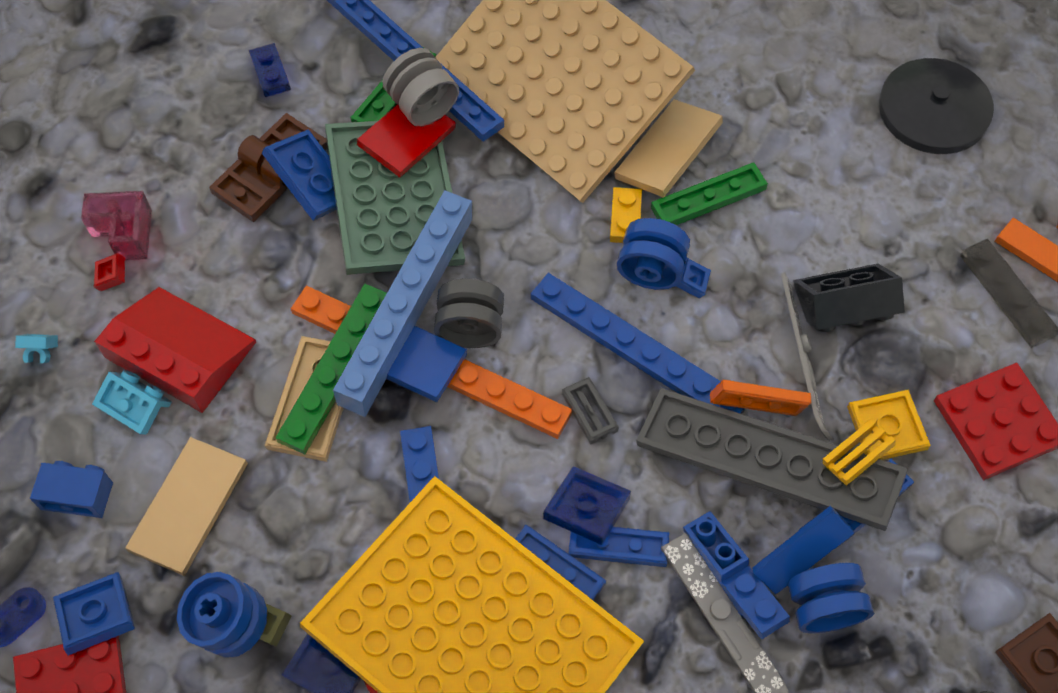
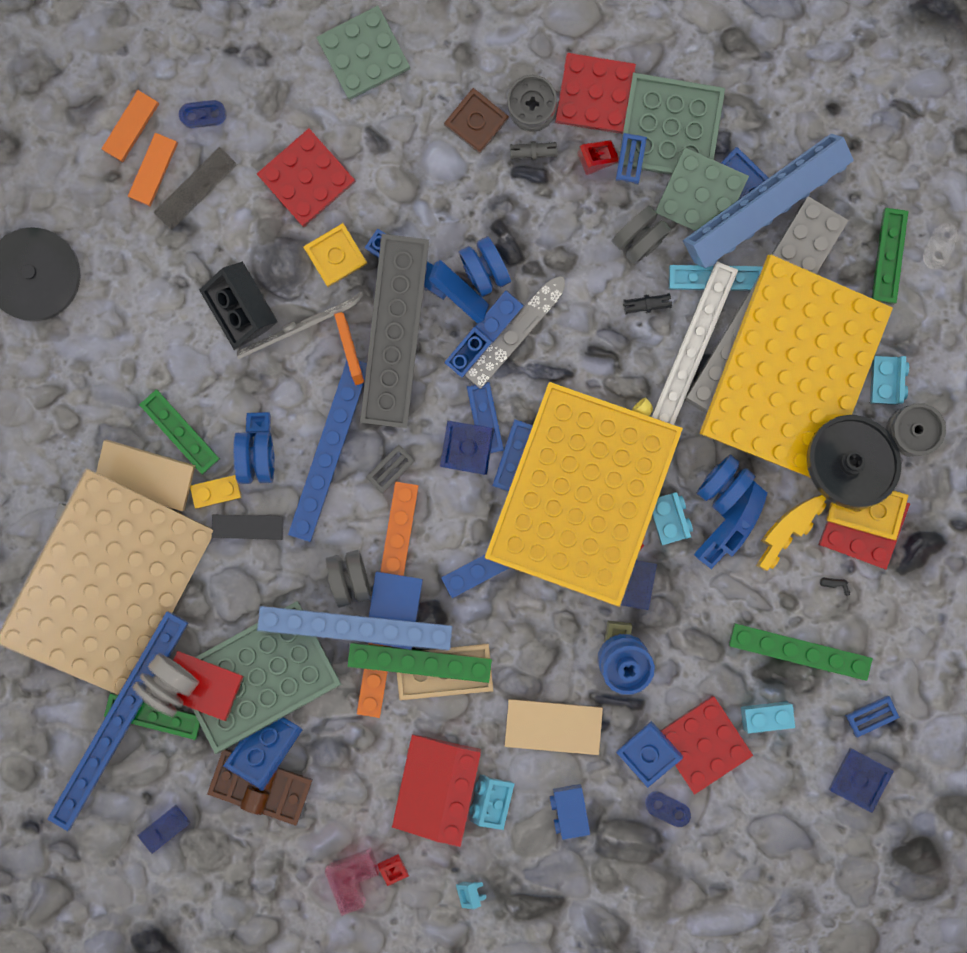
camera: 110 degrees left, 25 degrees up
(572, 236) = (247, 527): none -> black tile
(849, 443) = (357, 264): yellow tile -> none

